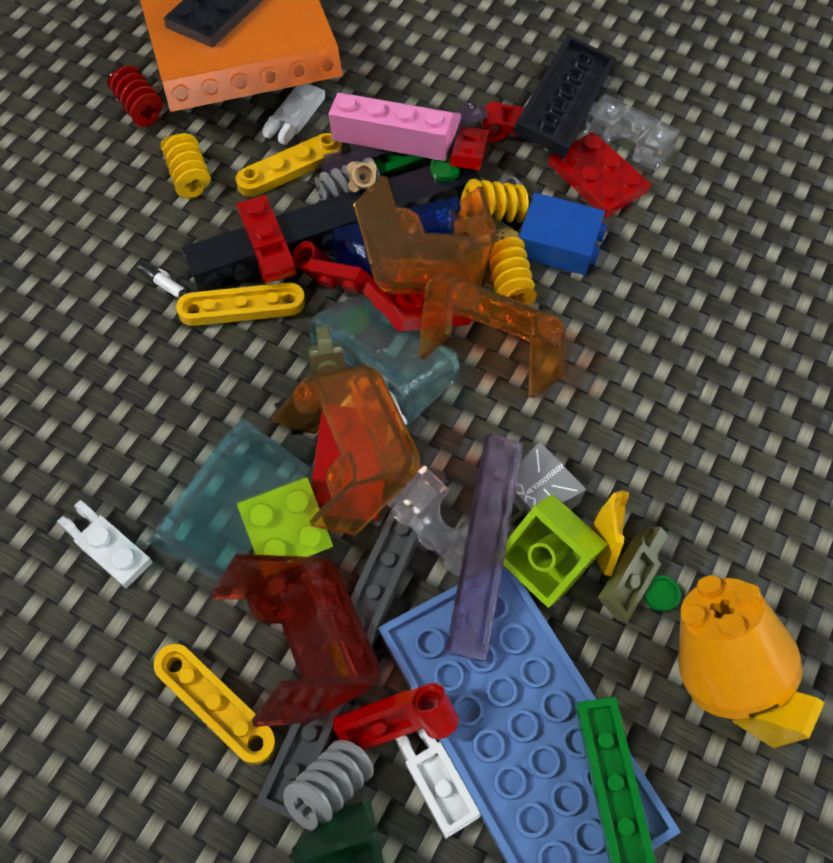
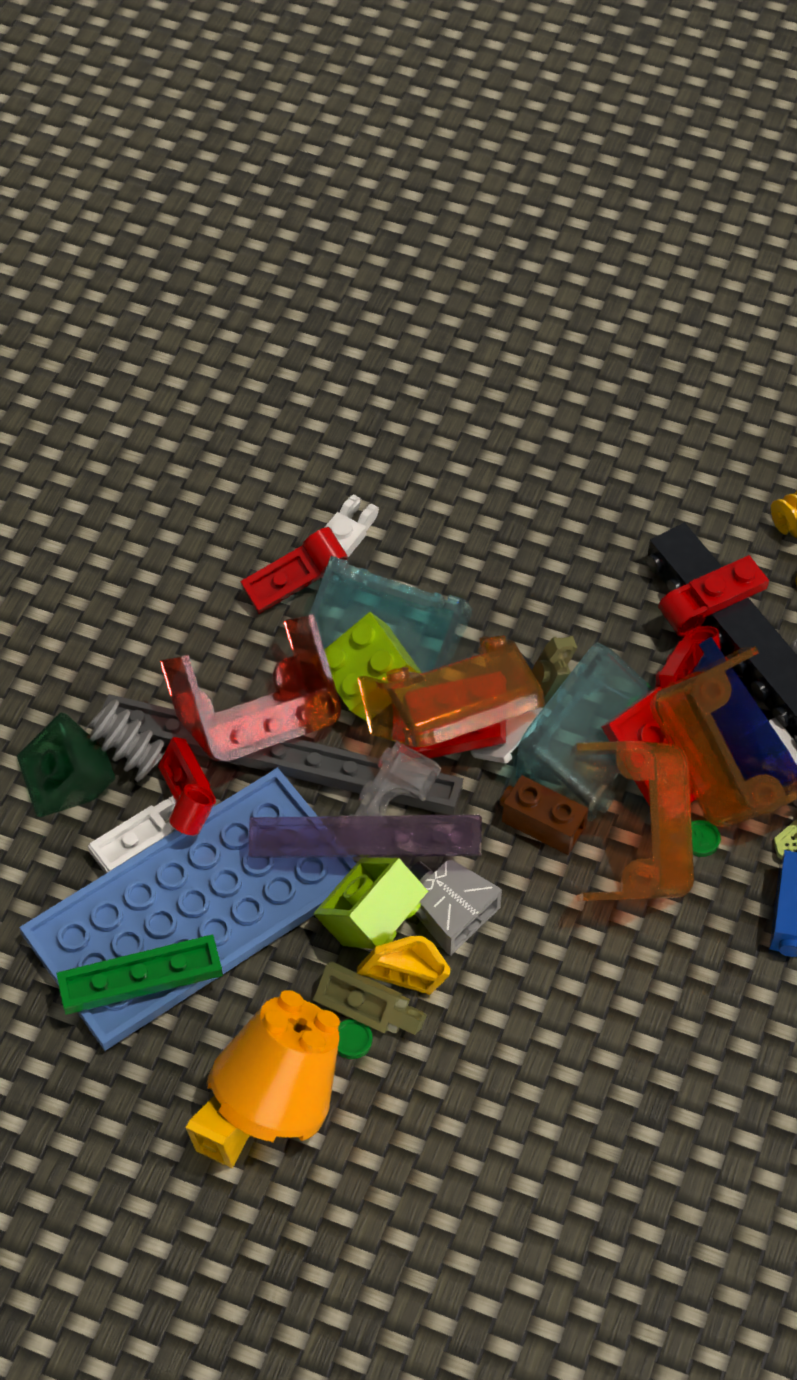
camera: 85 degrees right, 5 degrees down
(142, 586) = (293, 570): none -> red plate
(162, 279) = (653, 521): white piece -> none
(214, 703) = (201, 642): yellow plate -> none
(240, 304) = (634, 596): yellow plate -> none
(457, 404) = (544, 814): none -> reddish brown brick
(512, 271) = (737, 850): yellow piece -> none

